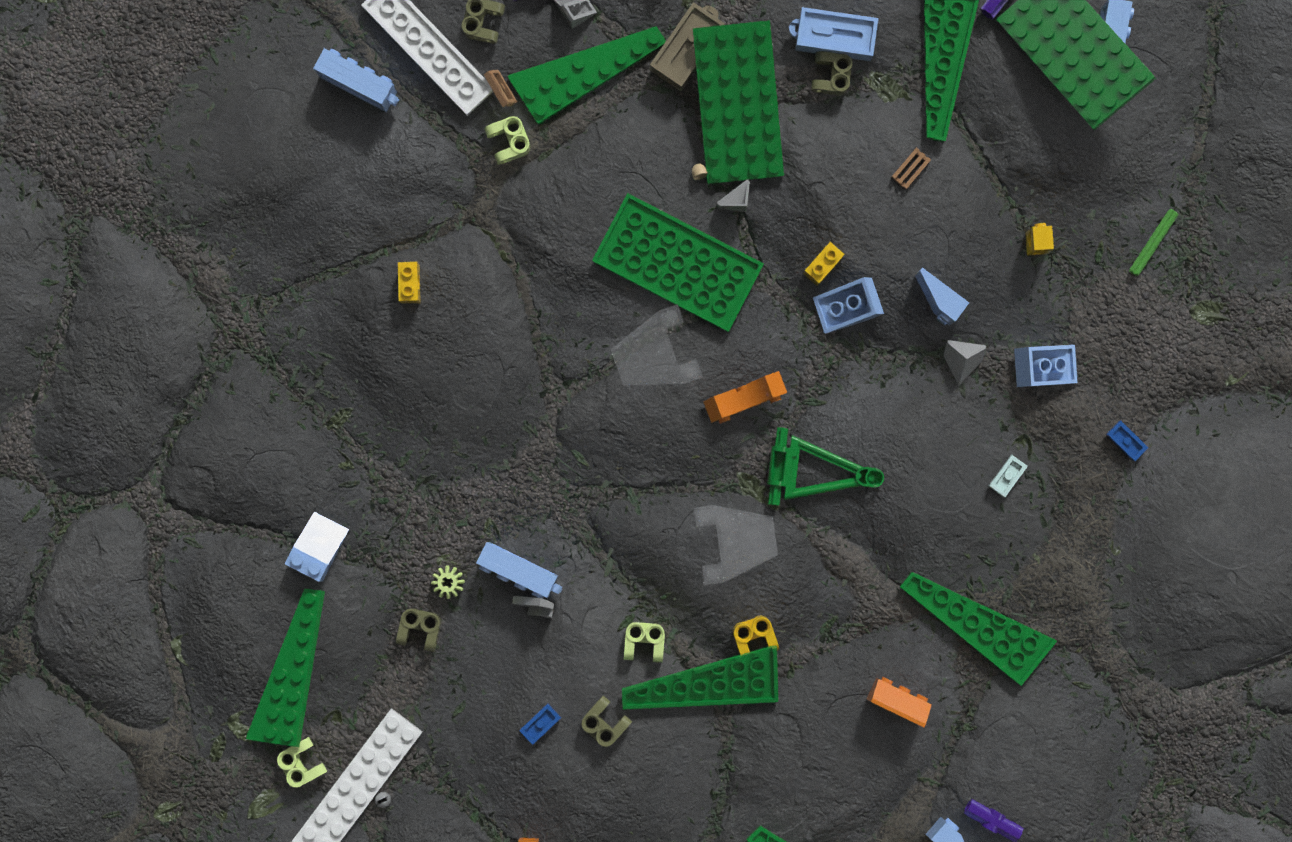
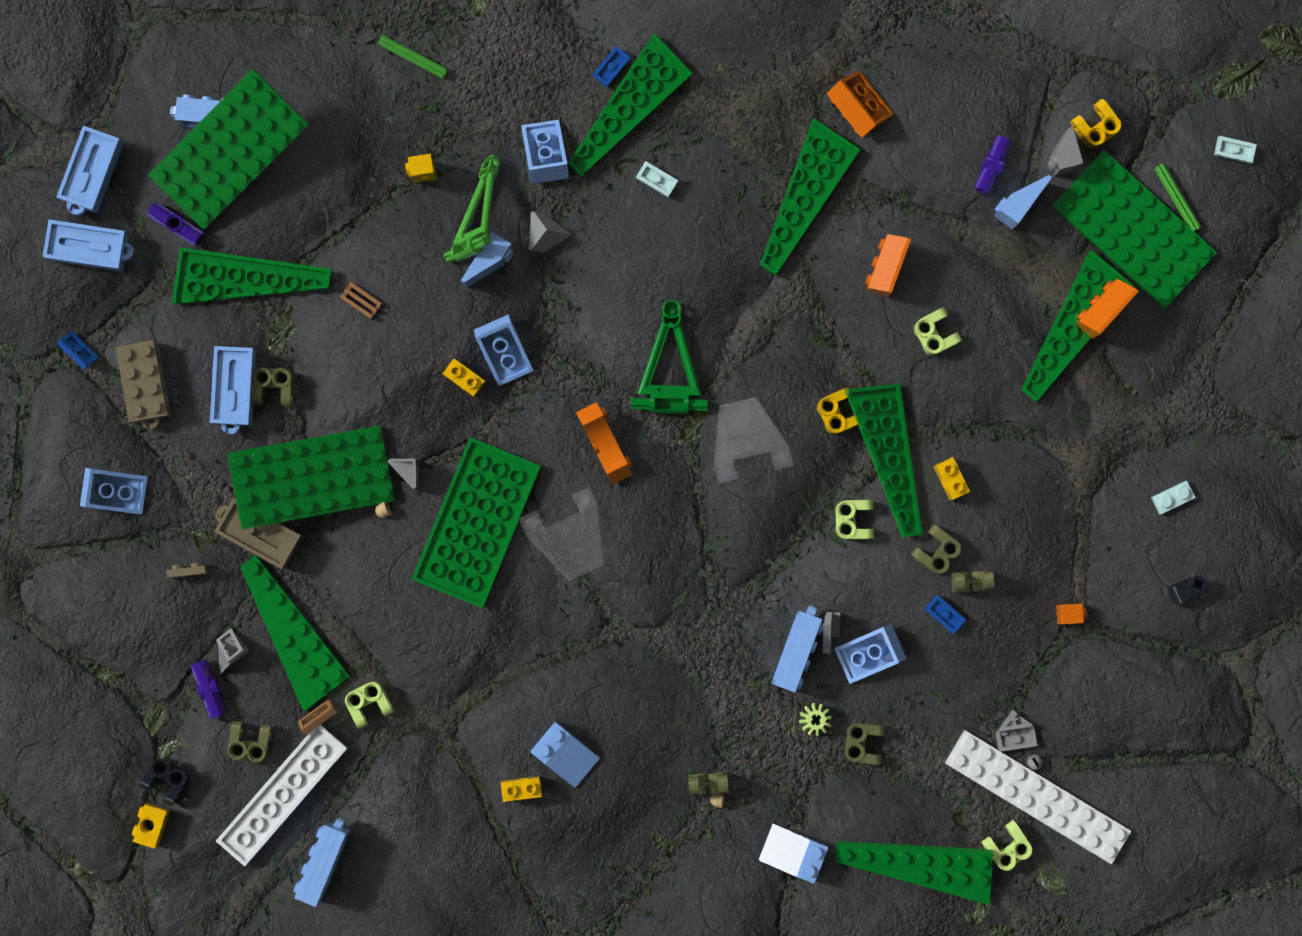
camera: 90 degrees left, 0 degrees up
(378, 476) = (718, 800): none -> tan hinge
(395, 467) = (708, 783): none -> olive piece
(413, 783) = (1015, 734): none -> light grey slope
(438, 328) = (565, 754): none -> light blue slope
(508, 644) = (870, 653): none -> light blue slope
(570, 755) = (972, 581): none -> olive piece
(676, 744) = (951, 479): none -> yellow brick
(824, 740) = (924, 338): none -> yellowish green piece
(959, 283) = (474, 241): none -> bright green piece
(1068, 690) = (859, 103): none -> orange slope
(1101, 471) = (644, 88): none -> green wing

